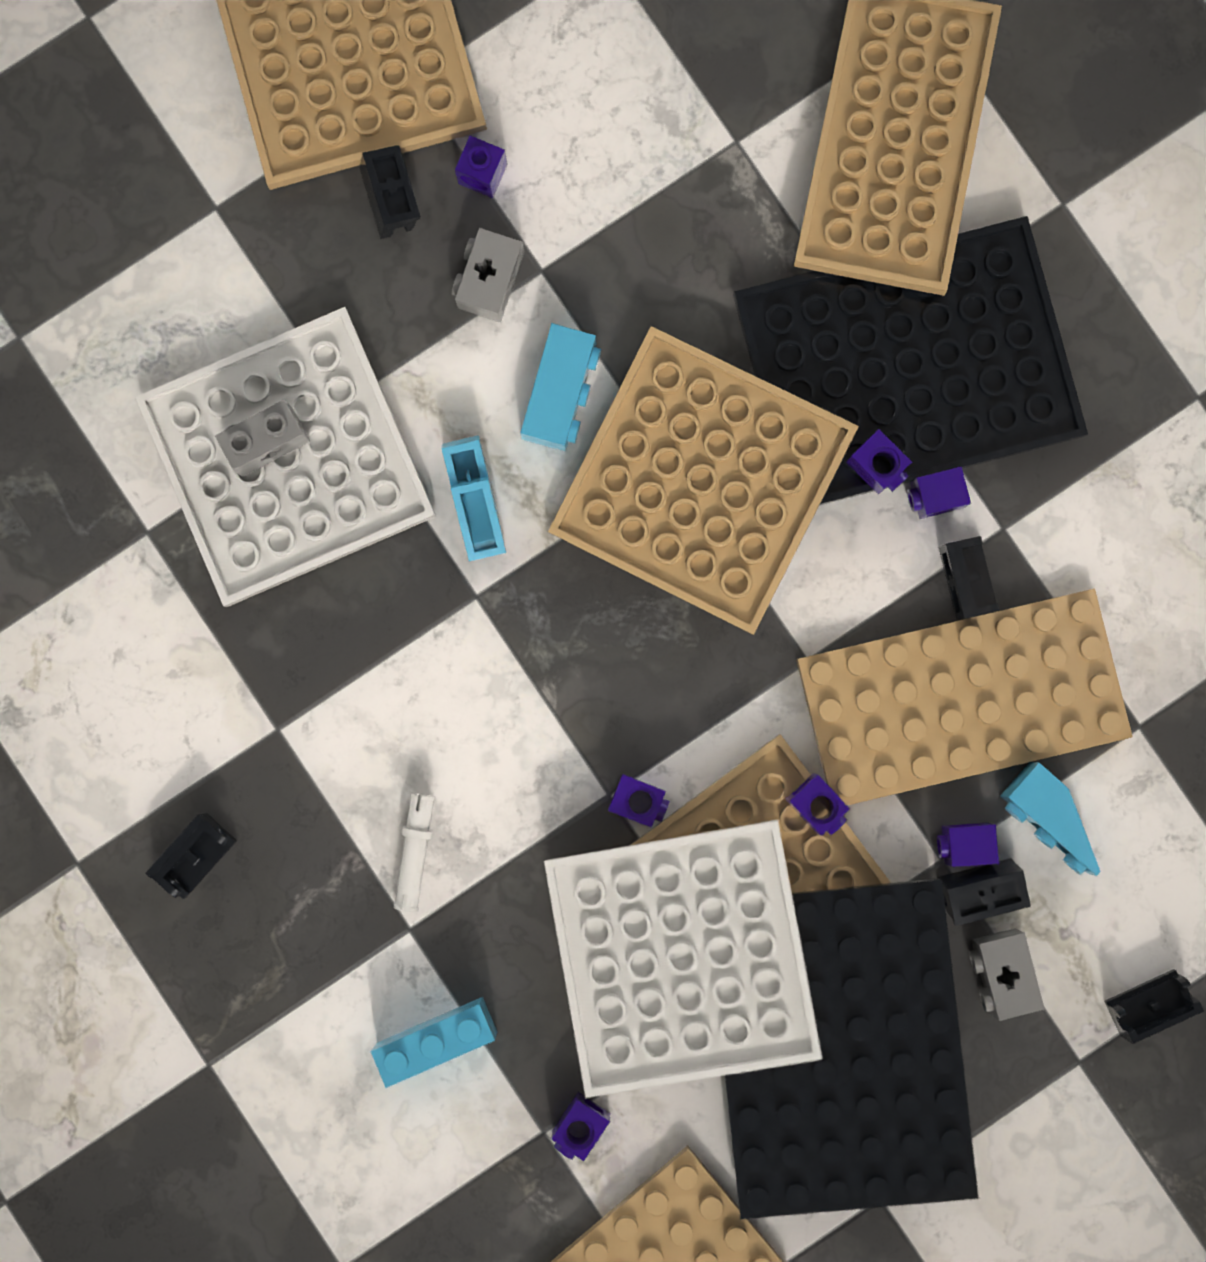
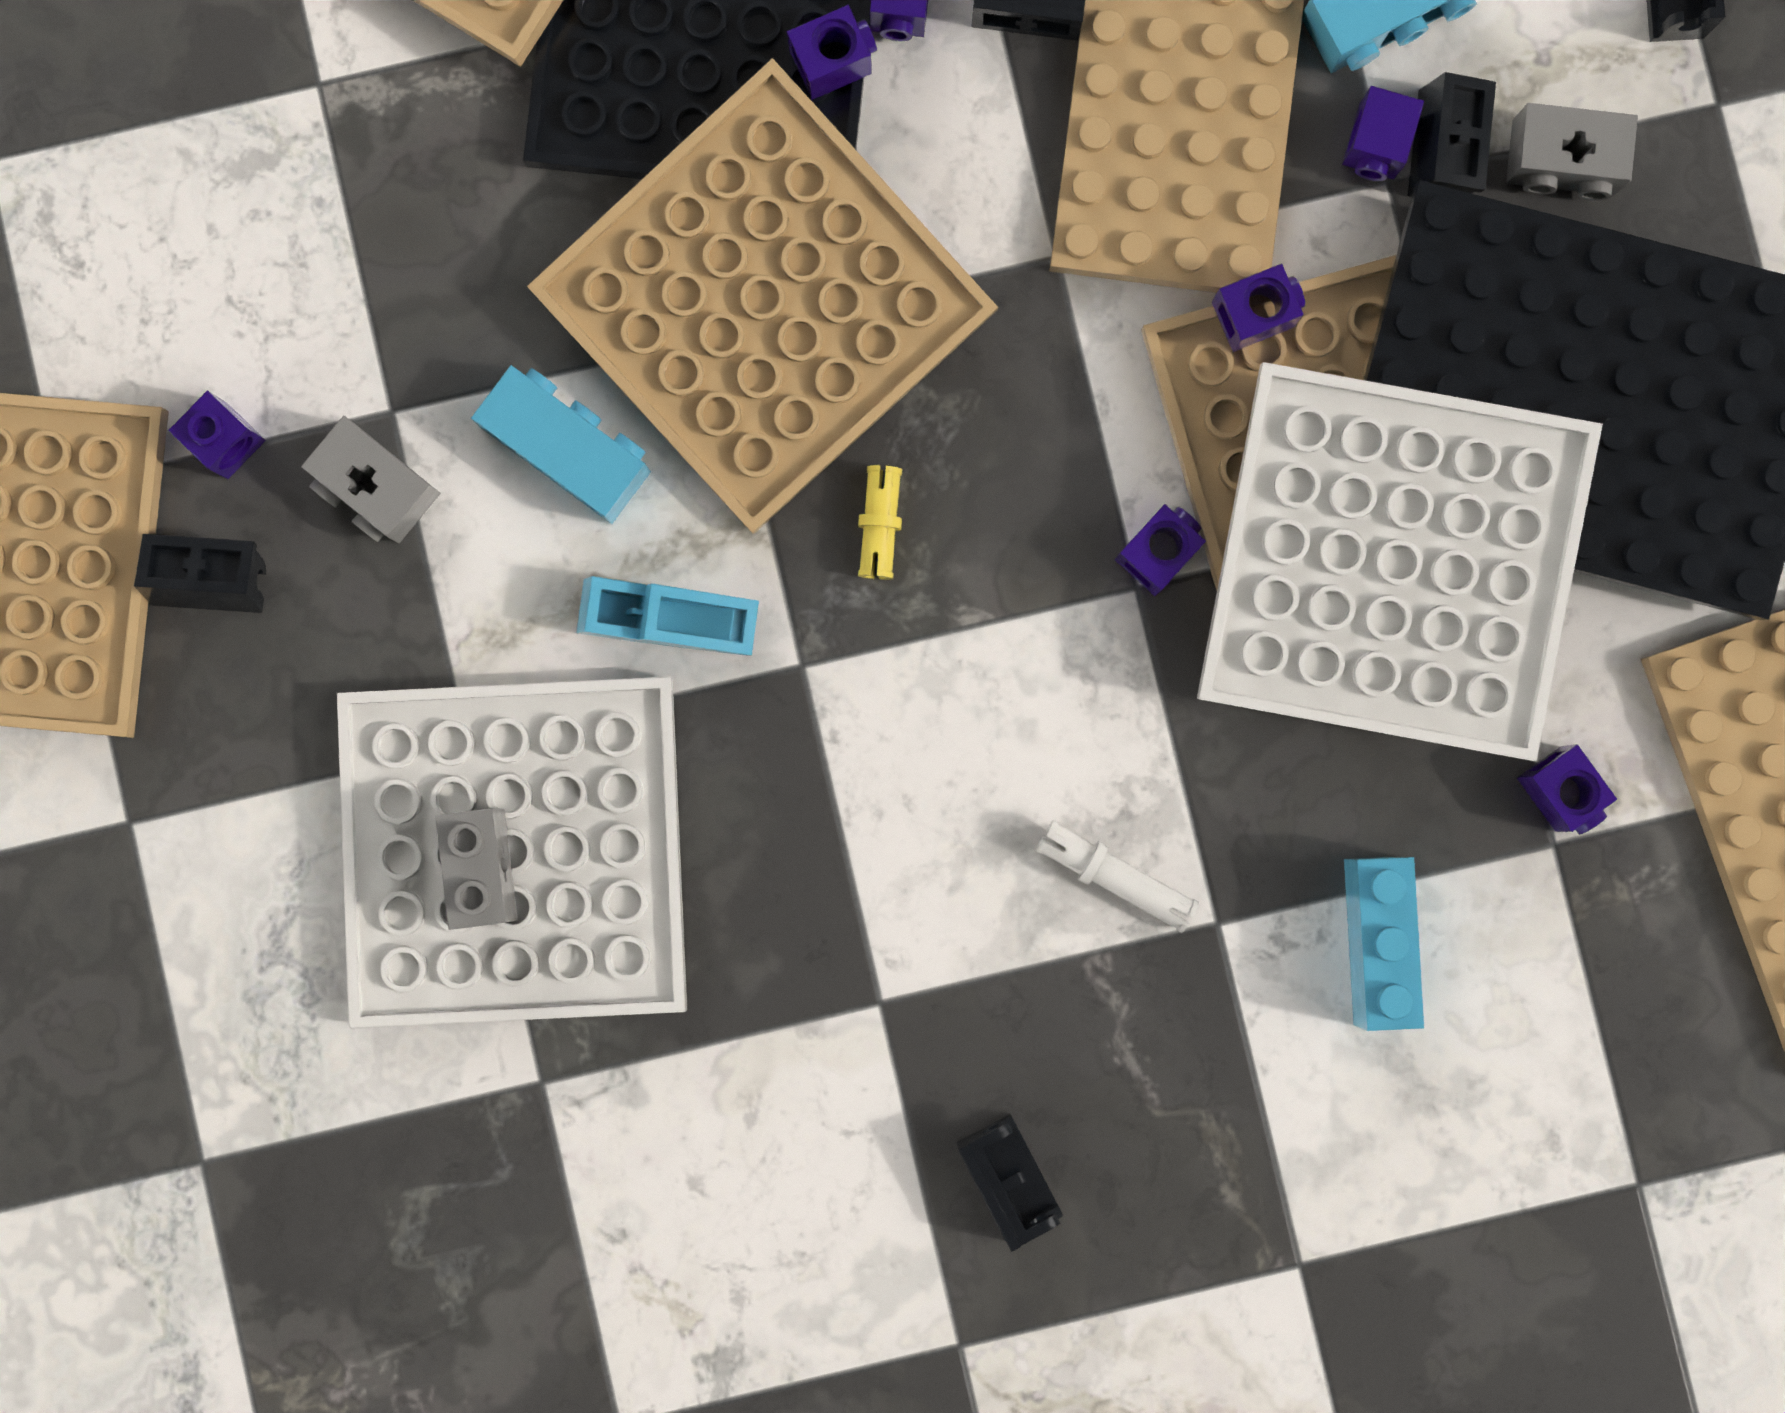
camera: 70 degrees left, 0 degrees up
(587, 611) = (880, 522): none -> light yellow pin

